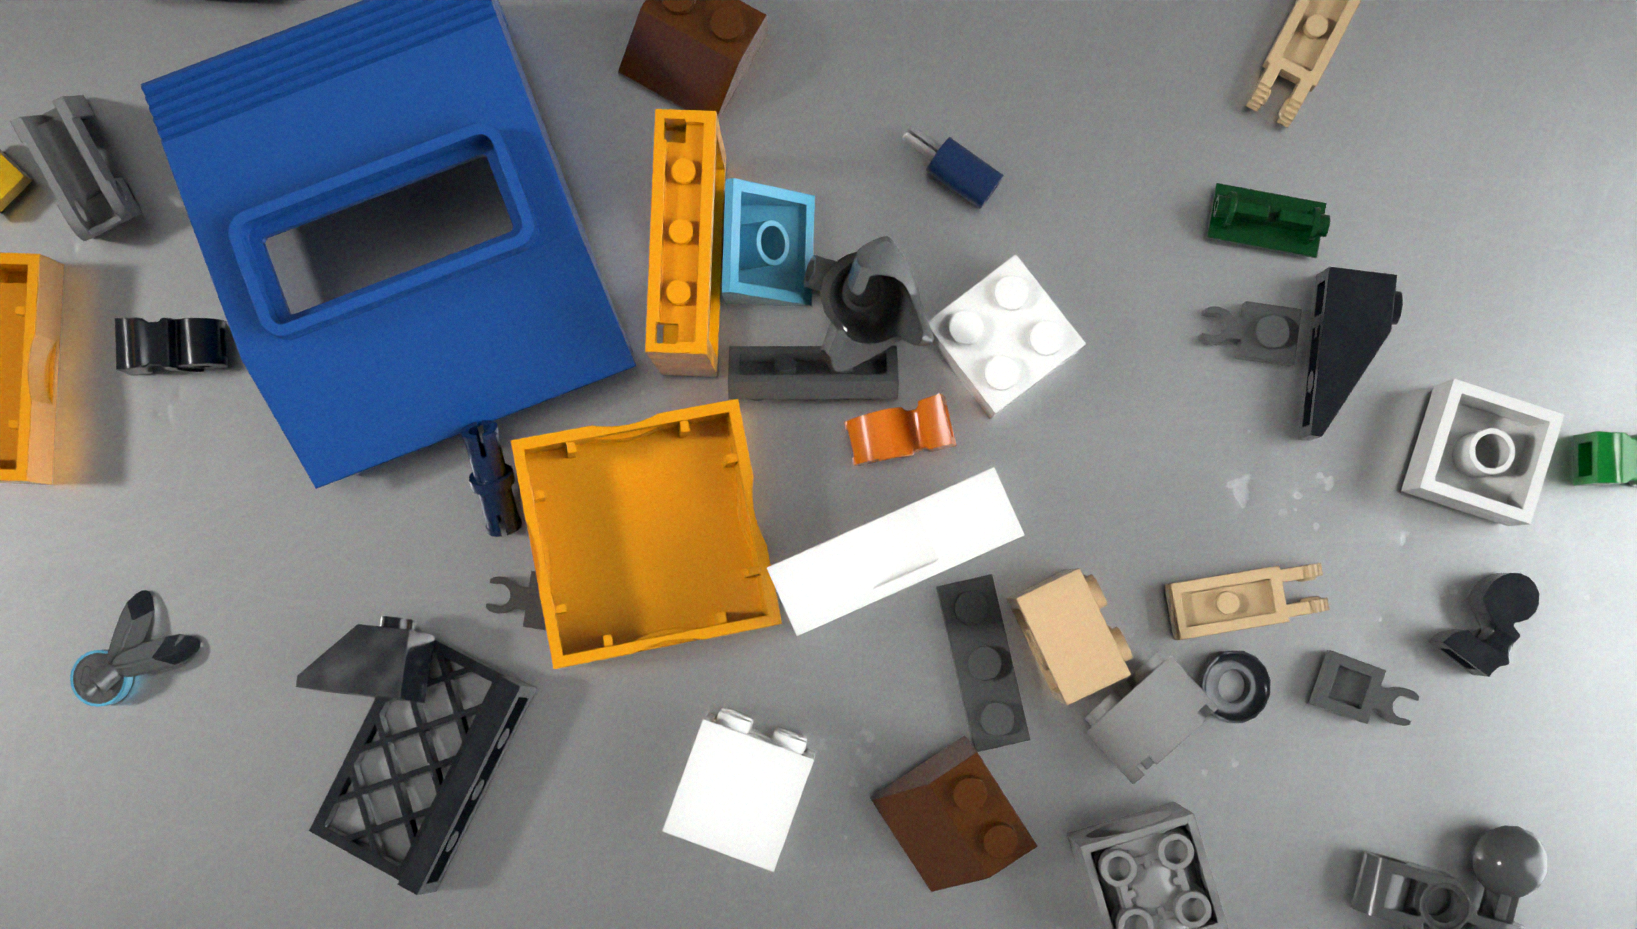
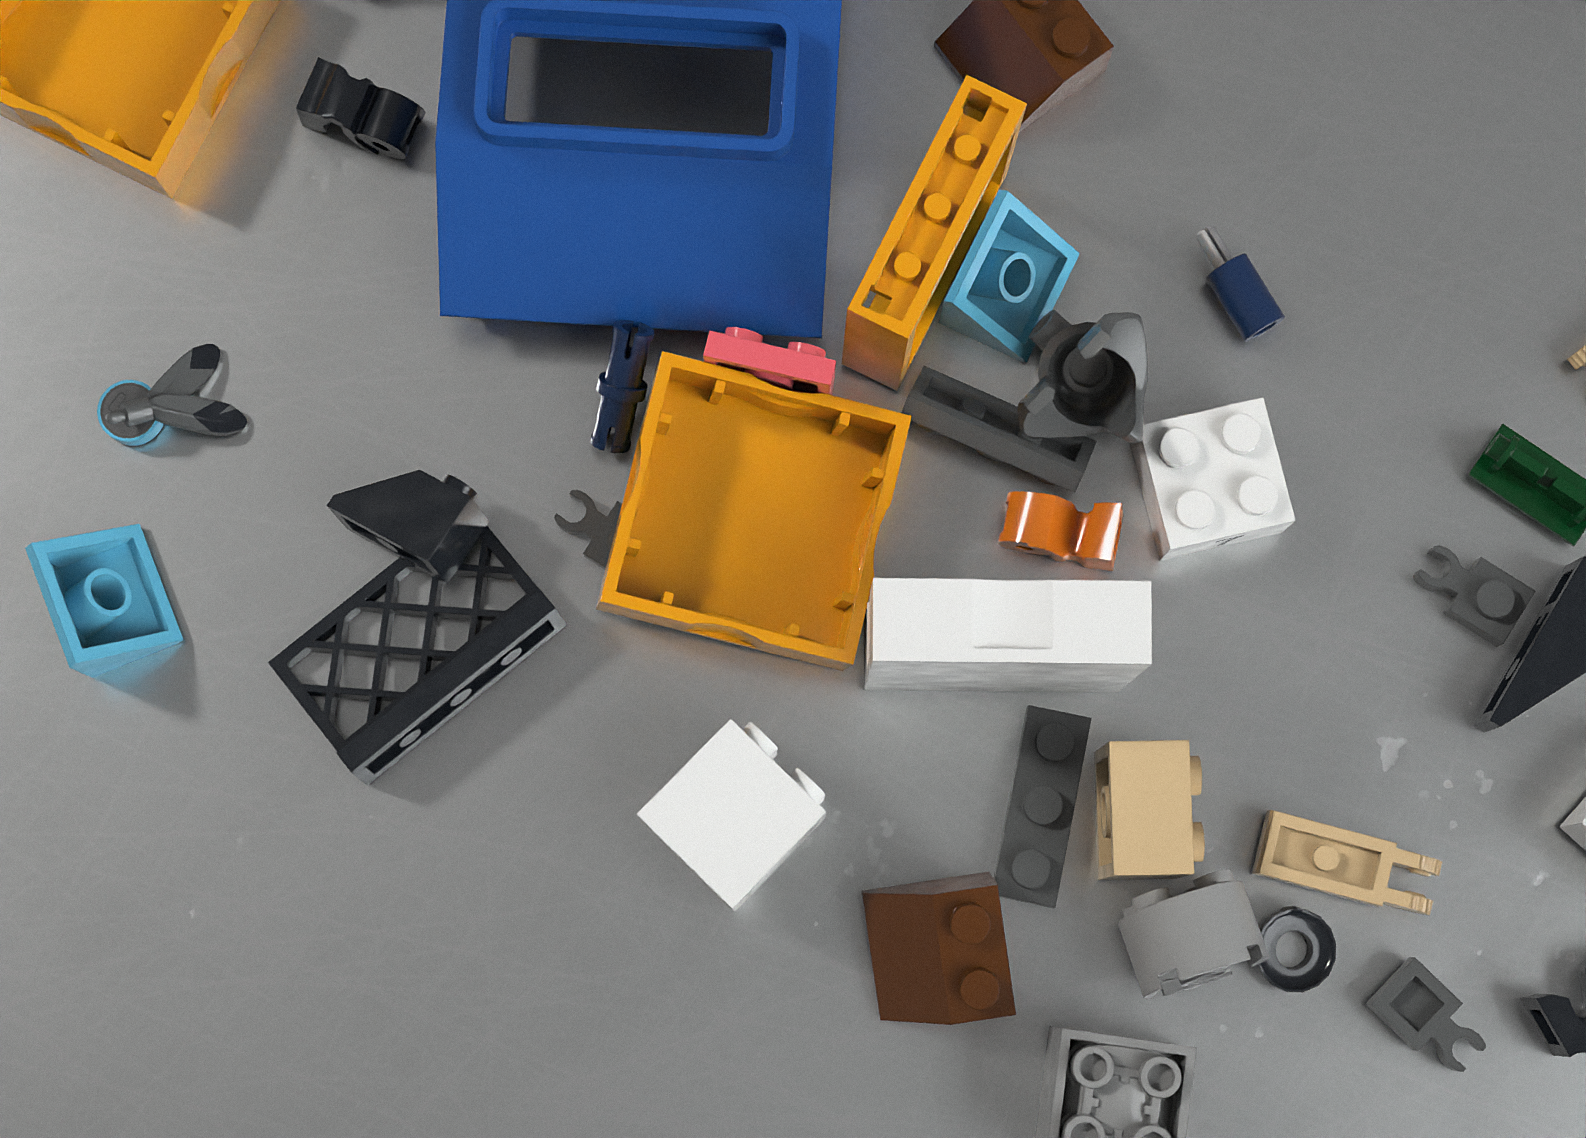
camera: 20 degrees right, 5 degrees down
(149, 842) = (104, 598): none -> medium azure slope
(627, 404) = (796, 369): none -> coral plate

